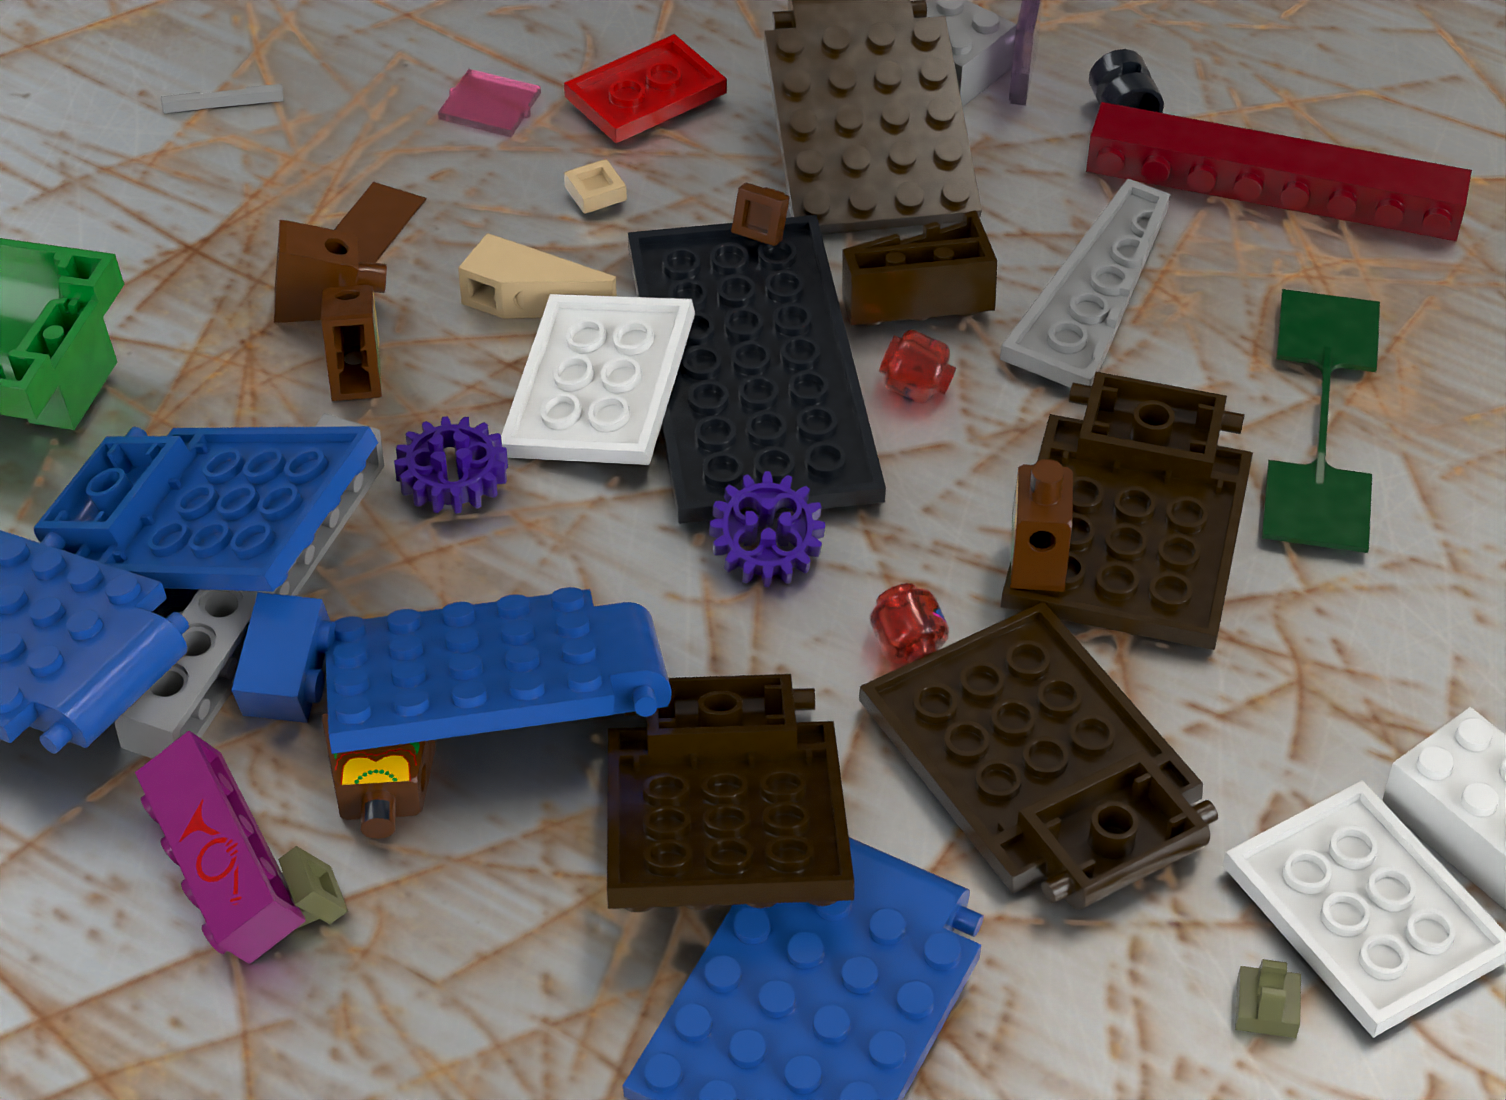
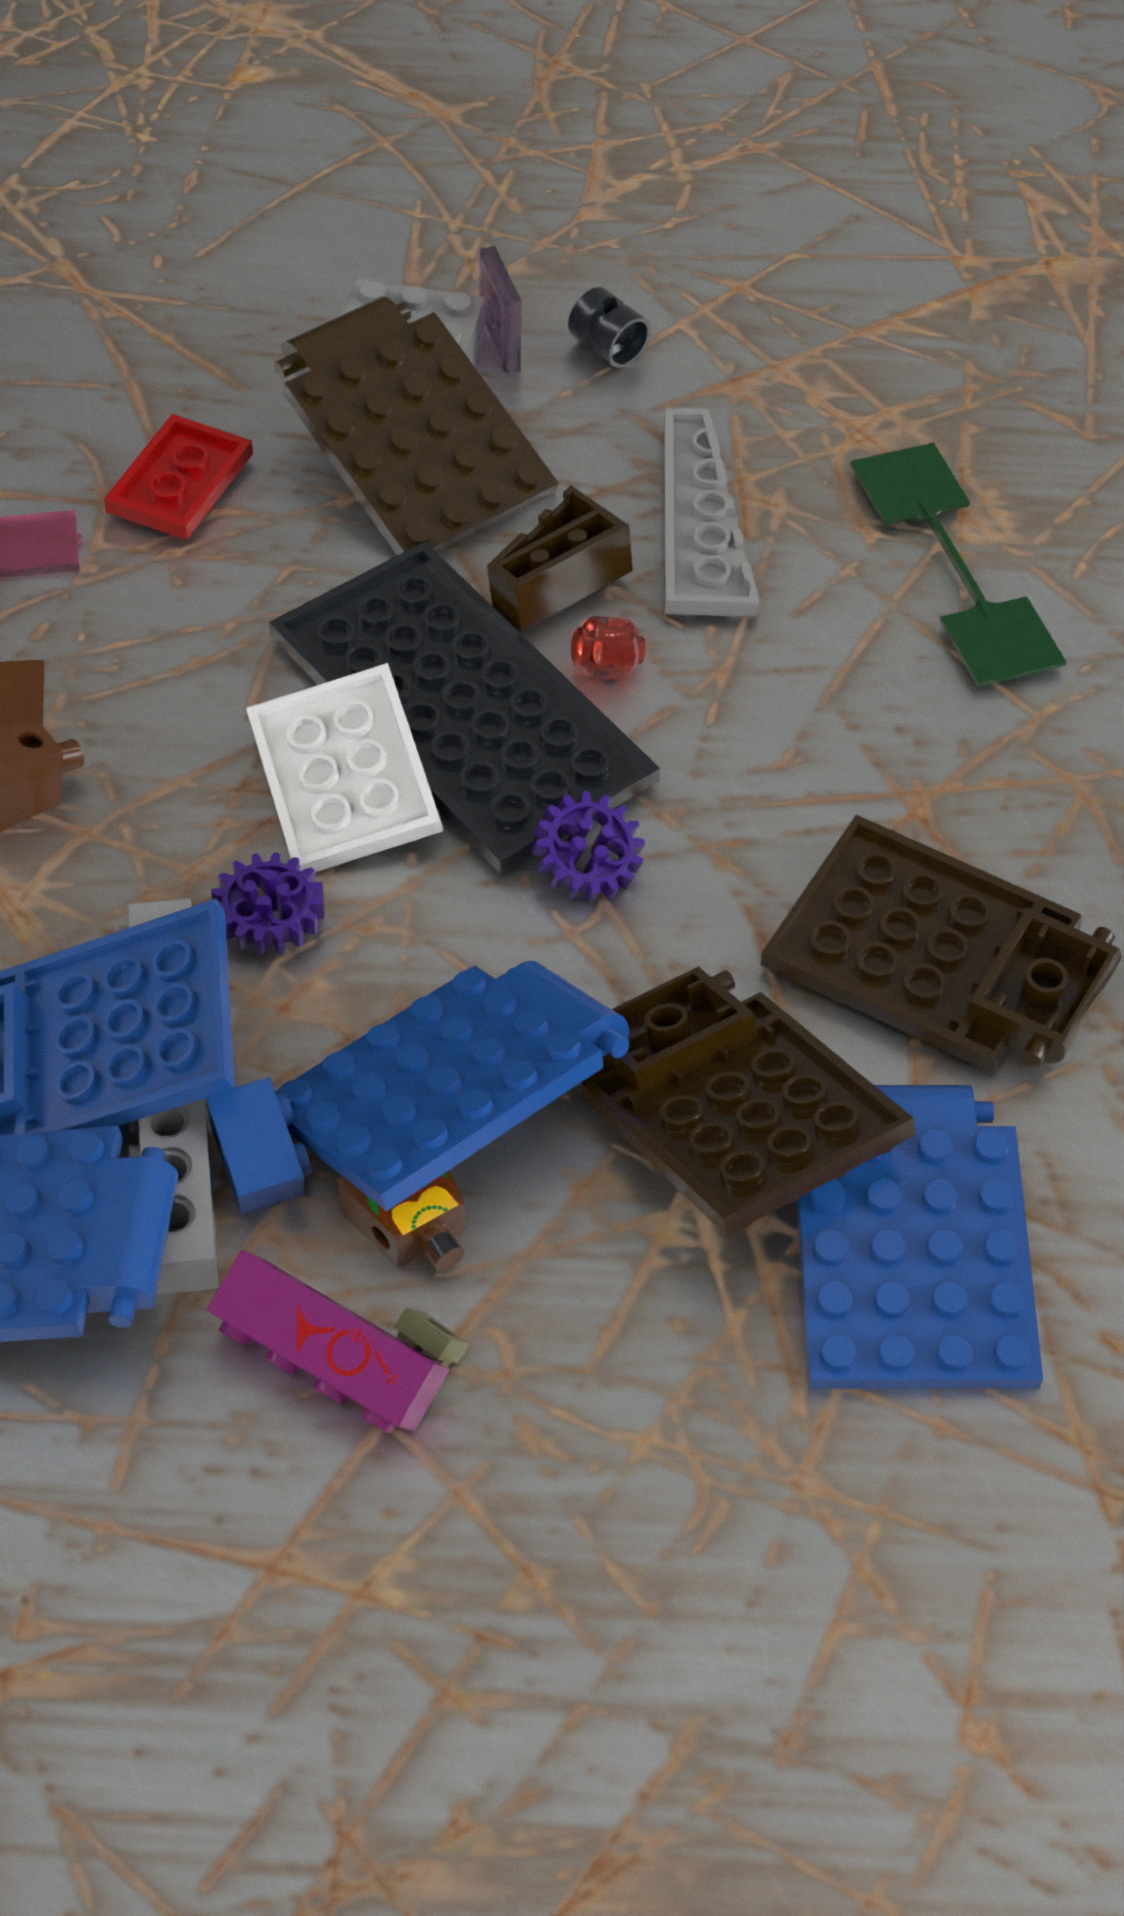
camera: 30 degrees left, 5 degrees up
(347, 327) = (90, 805): reddish brown torso -> none
(518, 279) = (210, 705): tan slope -> none
(595, 186) = (202, 588): tan plate -> none
(760, 213) = (387, 559): reddish brown tile -> none
(908, 623) = (763, 882): clear red head -> none
(1041, 504) = (824, 736): reddish brown torso -> none
(1149, 510) = (868, 706): dark brown plate -> none
(1279, 171) = (777, 355): dark red brick -> none

